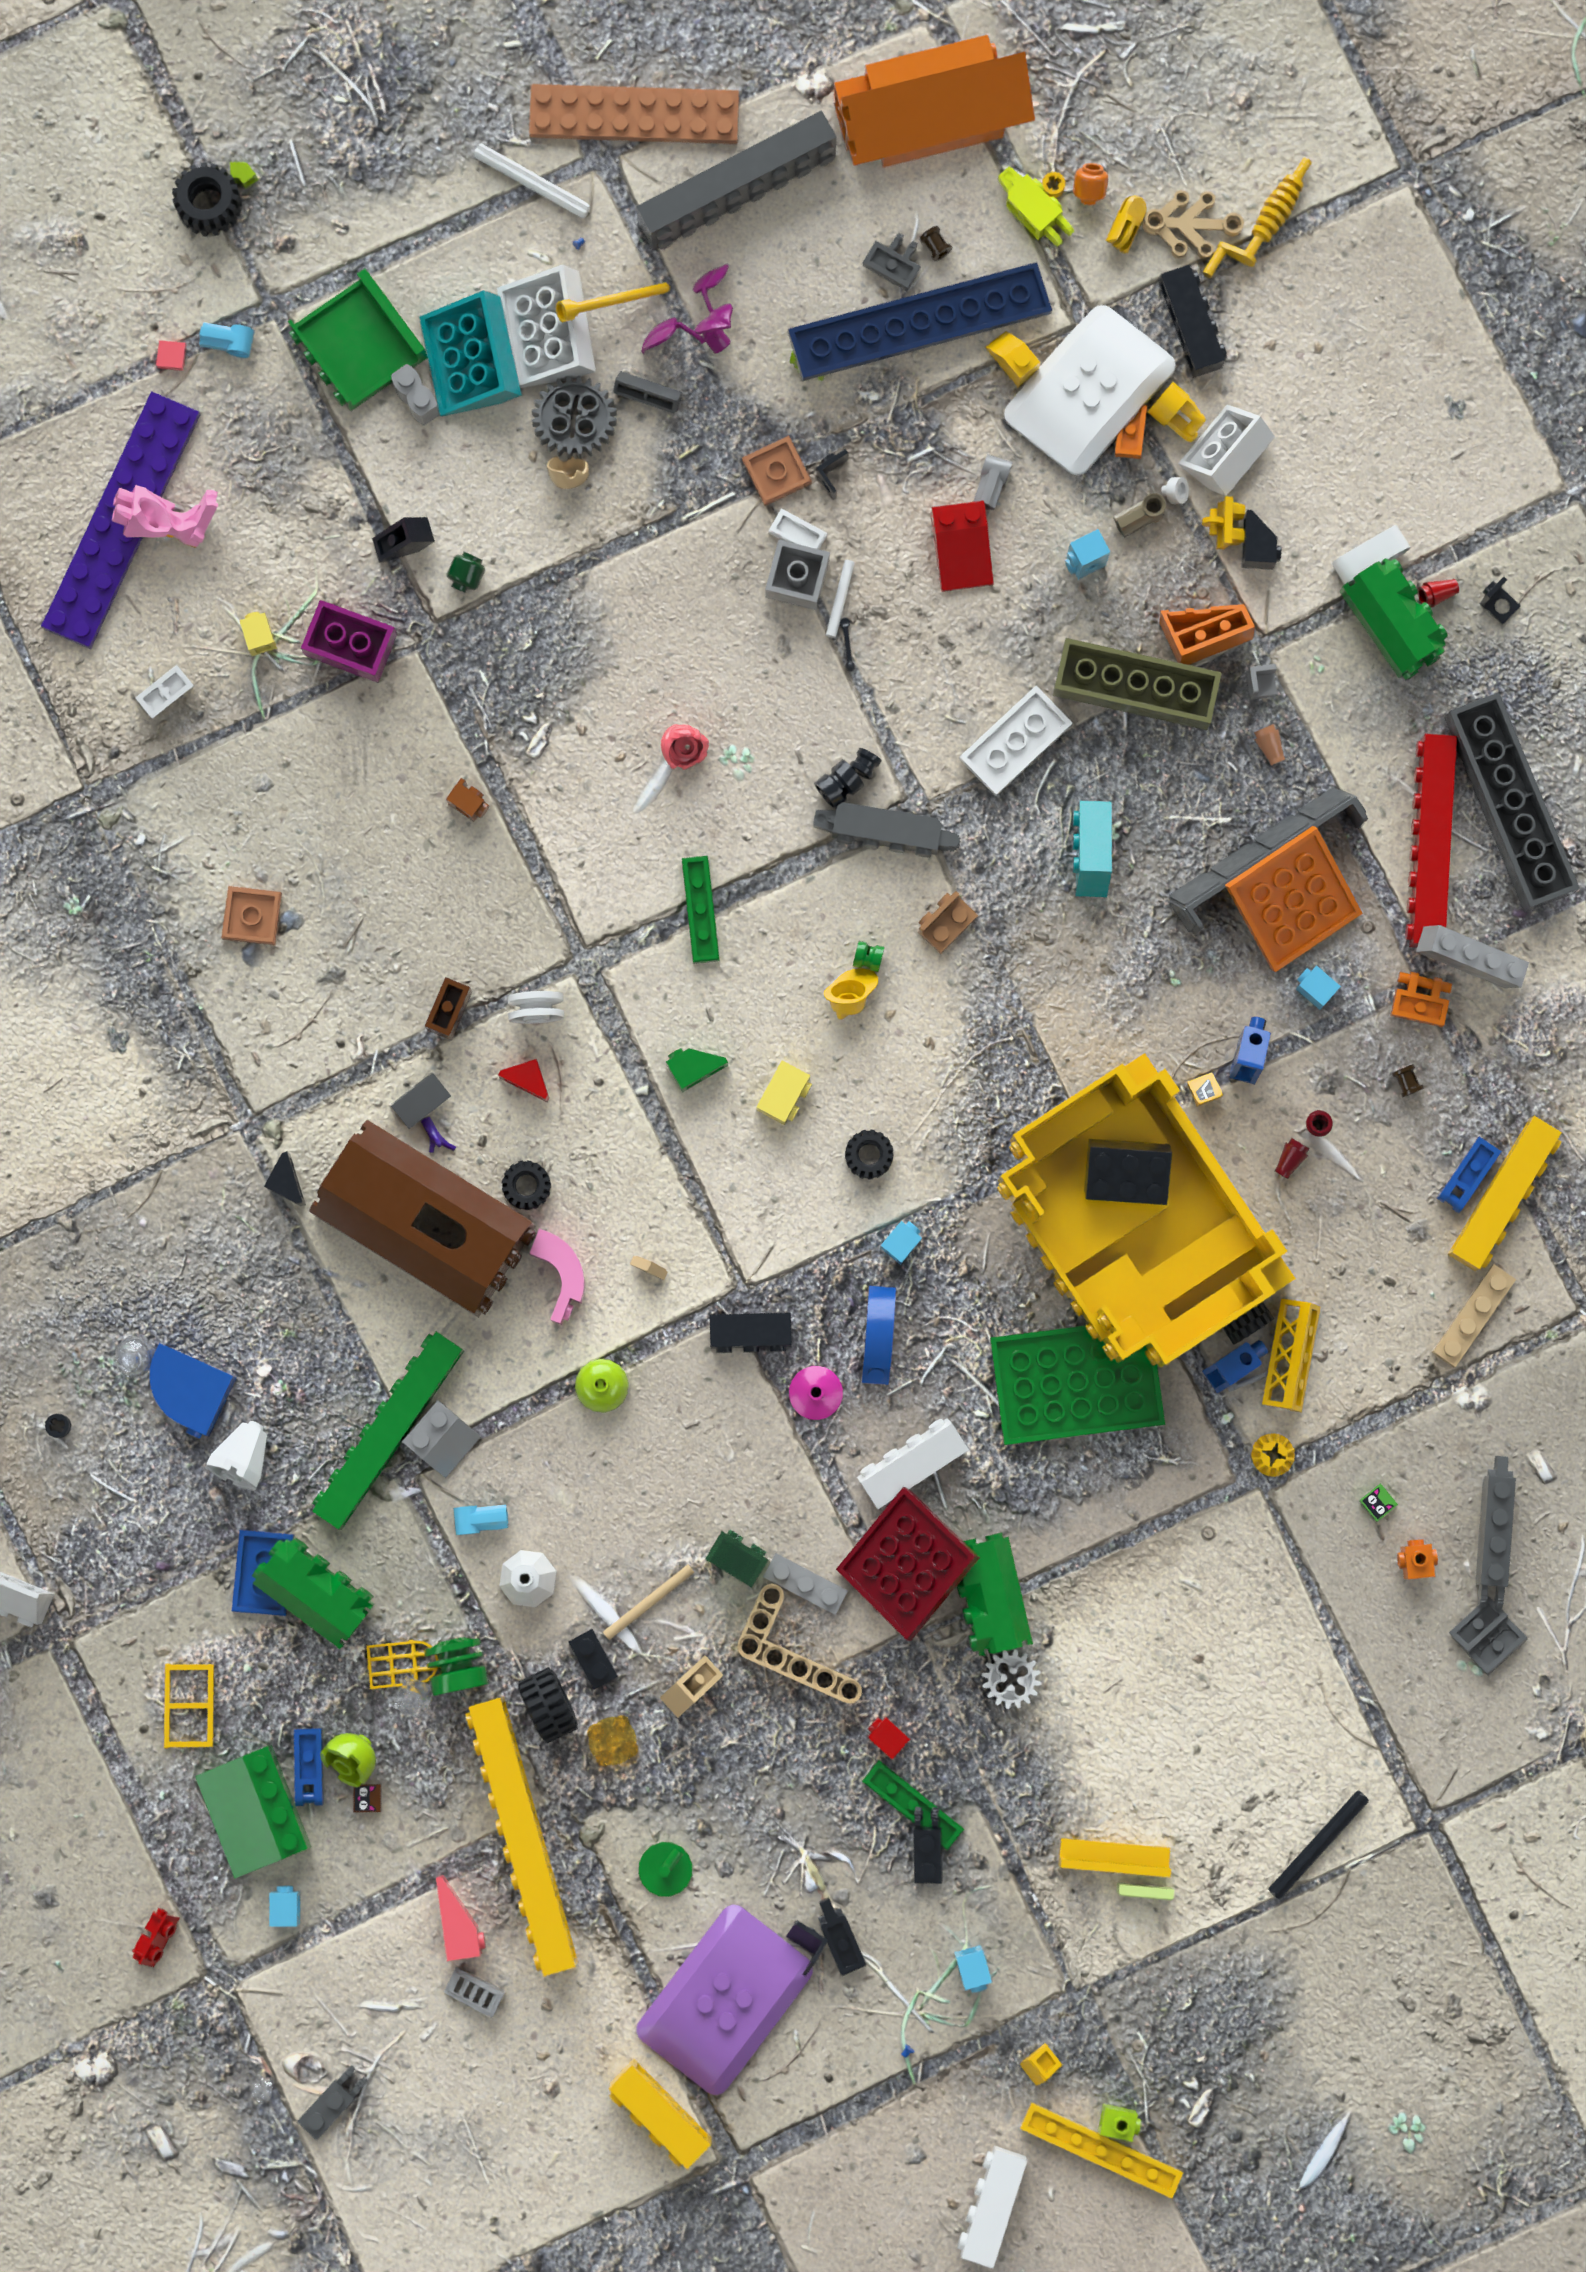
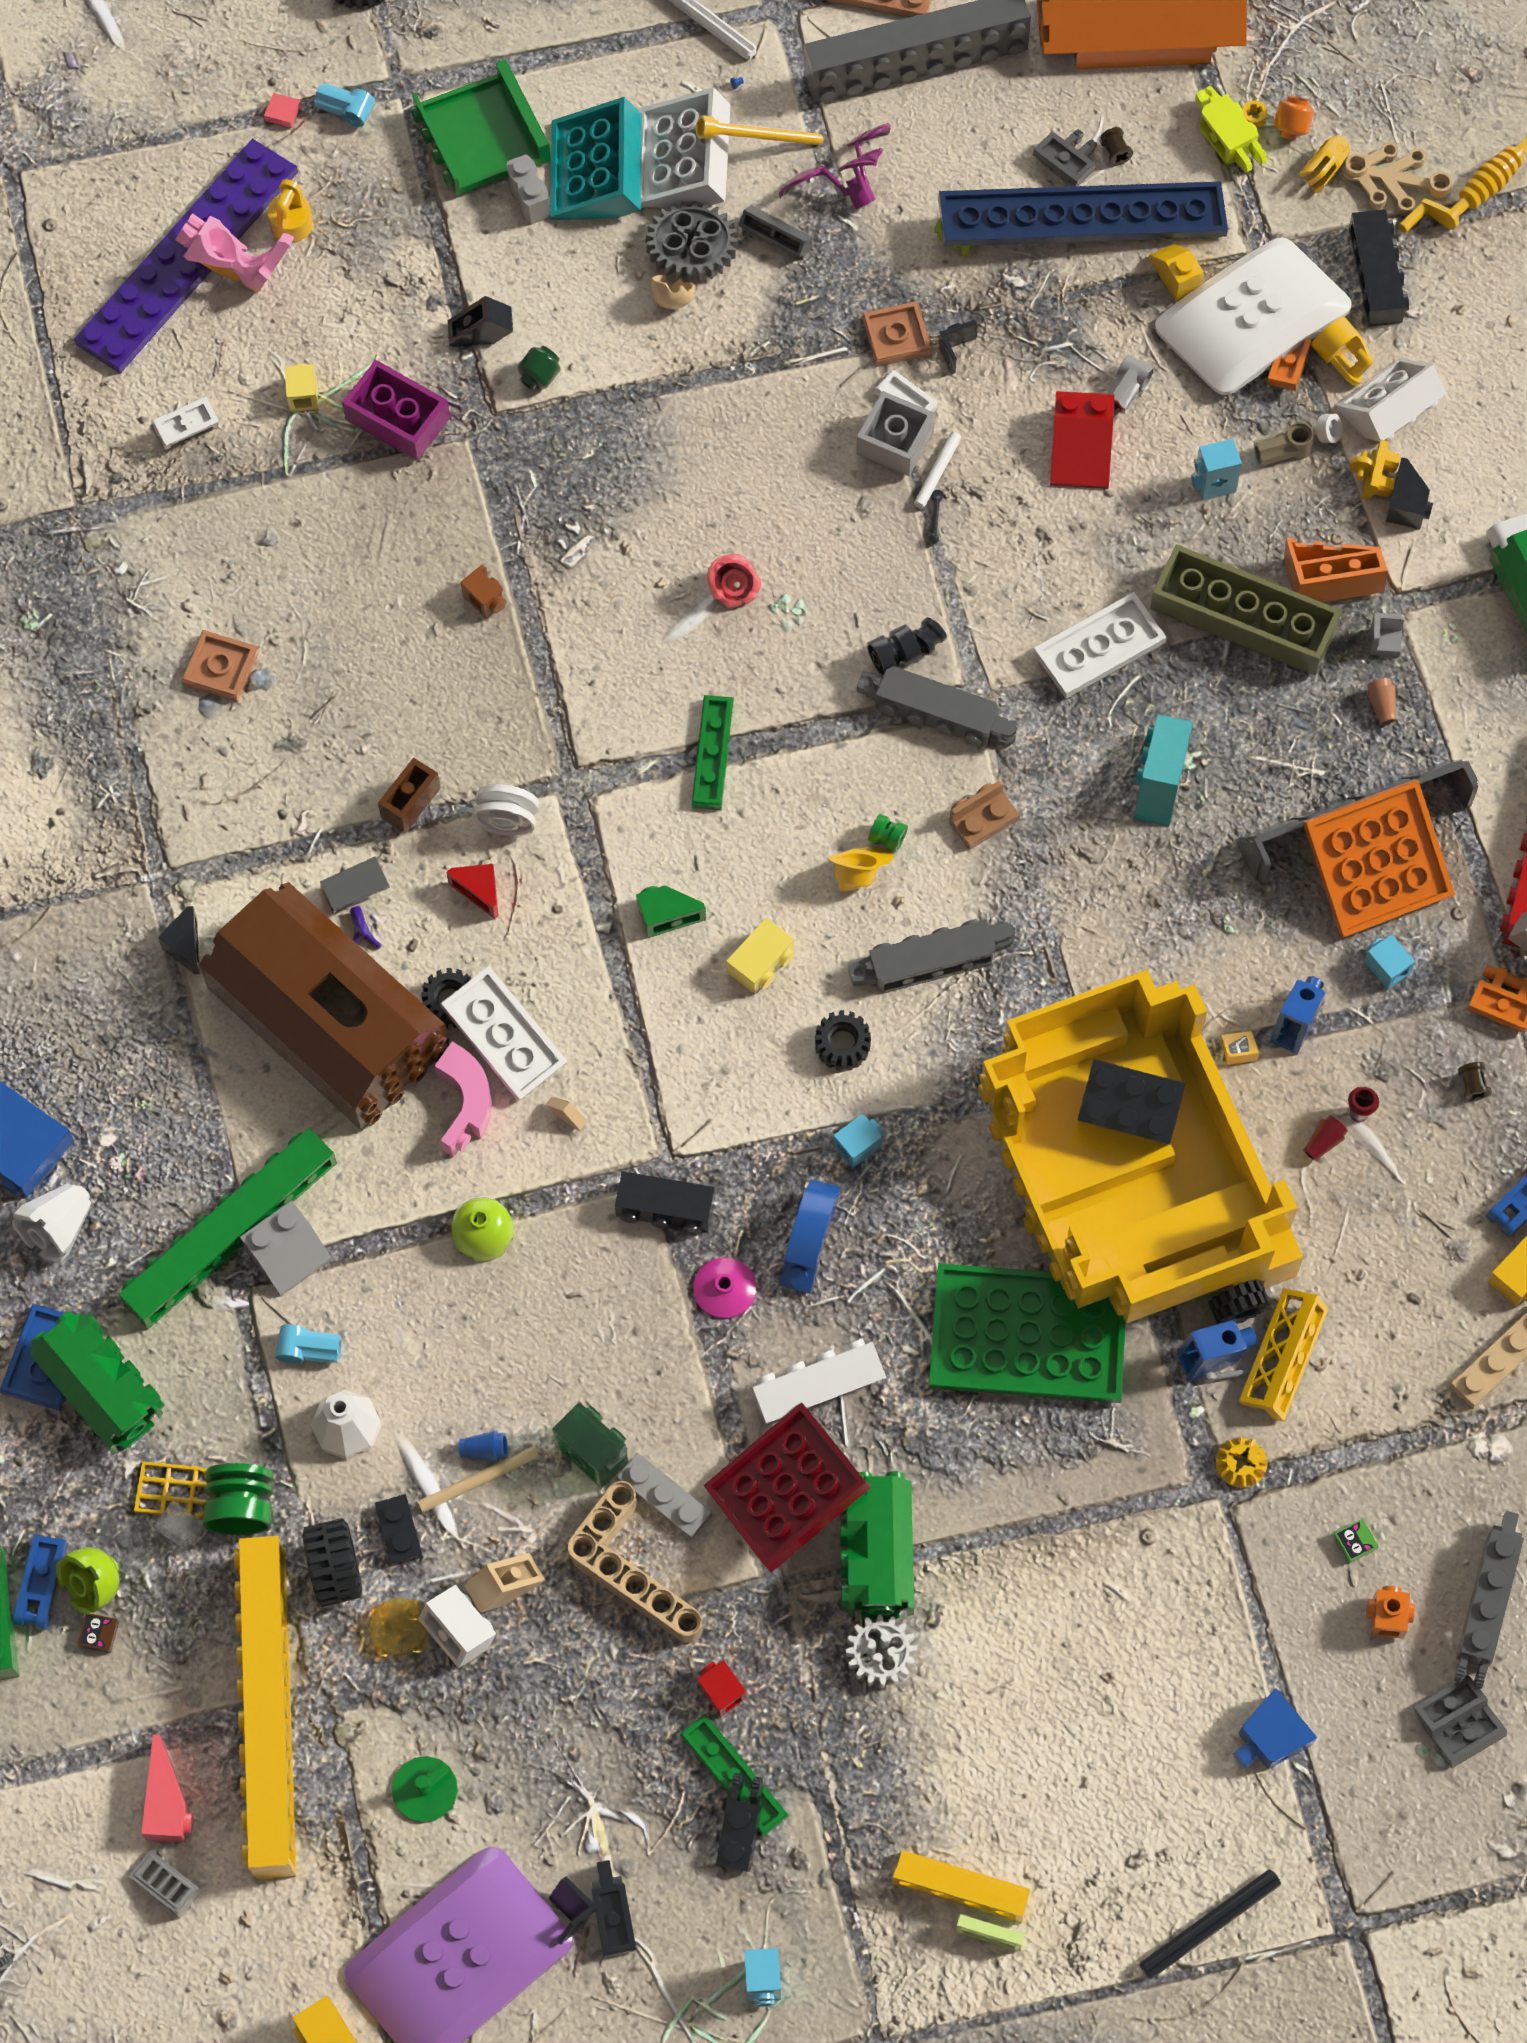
camera: 15 degrees right, 15 degrees down
(205, 464) = (290, 212): none -> yellow piece
(580, 1211) = (503, 1033): none -> white plate
(648, 1574) = (485, 1446): none -> blue cone
(662, 1733) = (457, 1626): none -> white brick
(928, 1063) = (932, 955): none -> dark grey hinge
(1340, 1680) = (1273, 1733): none -> blue torso

